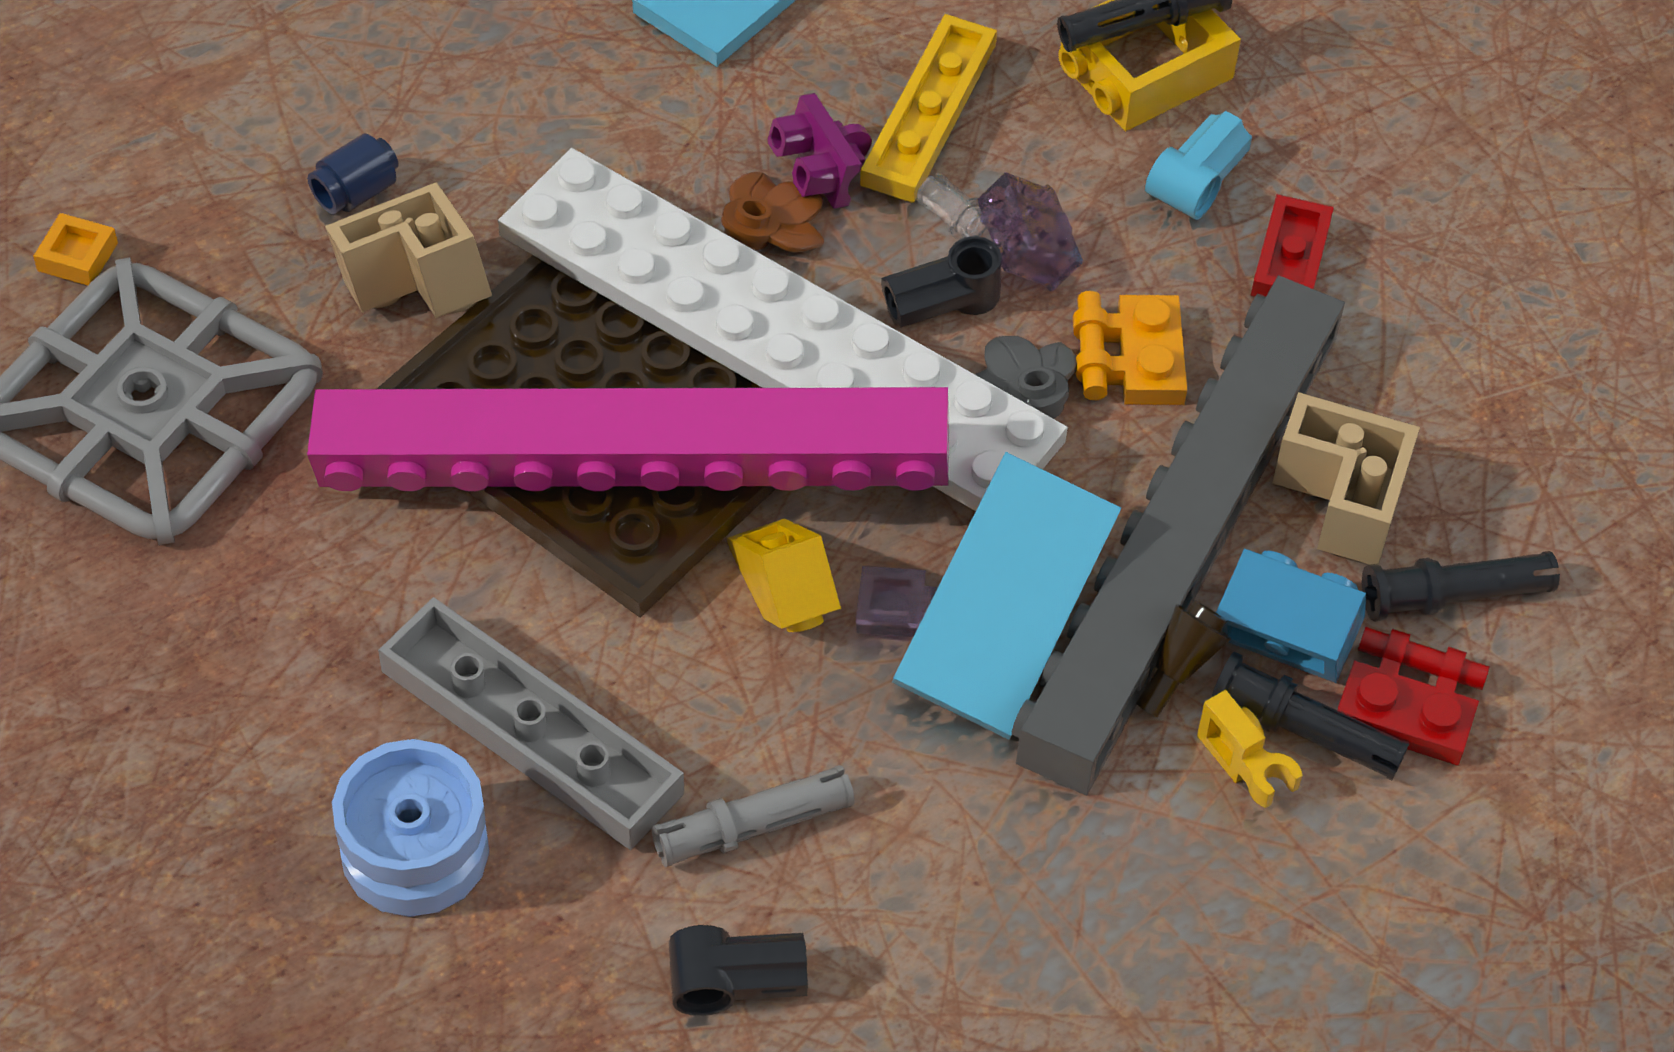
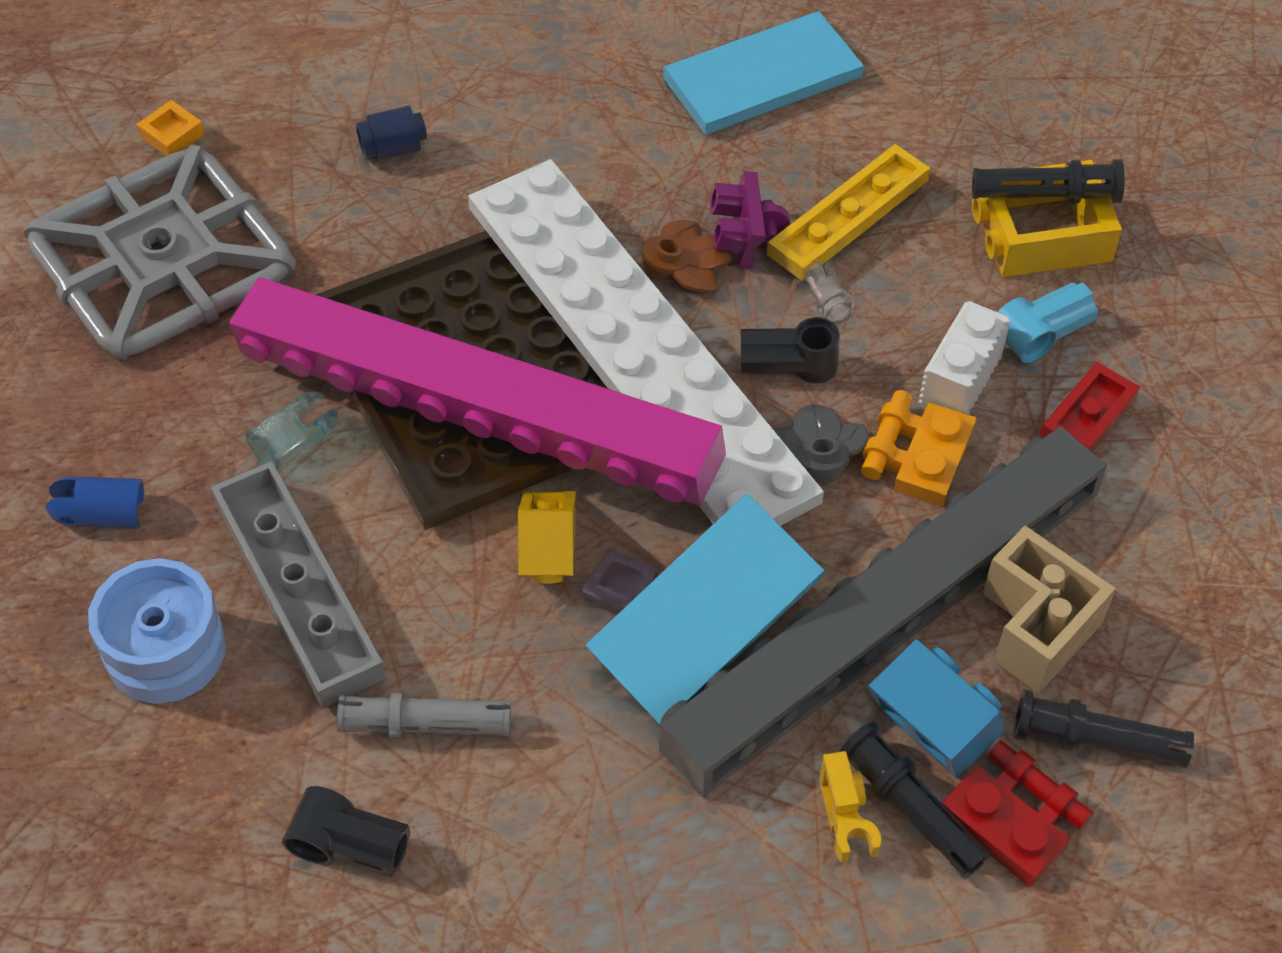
camera: 25 degrees right, 0 degrees up
(244, 713) = (96, 501): none -> blue piece
(409, 248) = (394, 199): tan brick -> none
(425, 563) = (285, 436): none -> clear light blue piece
(1030, 230) = (875, 328): piece -> none
(1139, 234) = (965, 358): none -> white brick
(1188, 644) = (838, 700): dark brown cone -> none

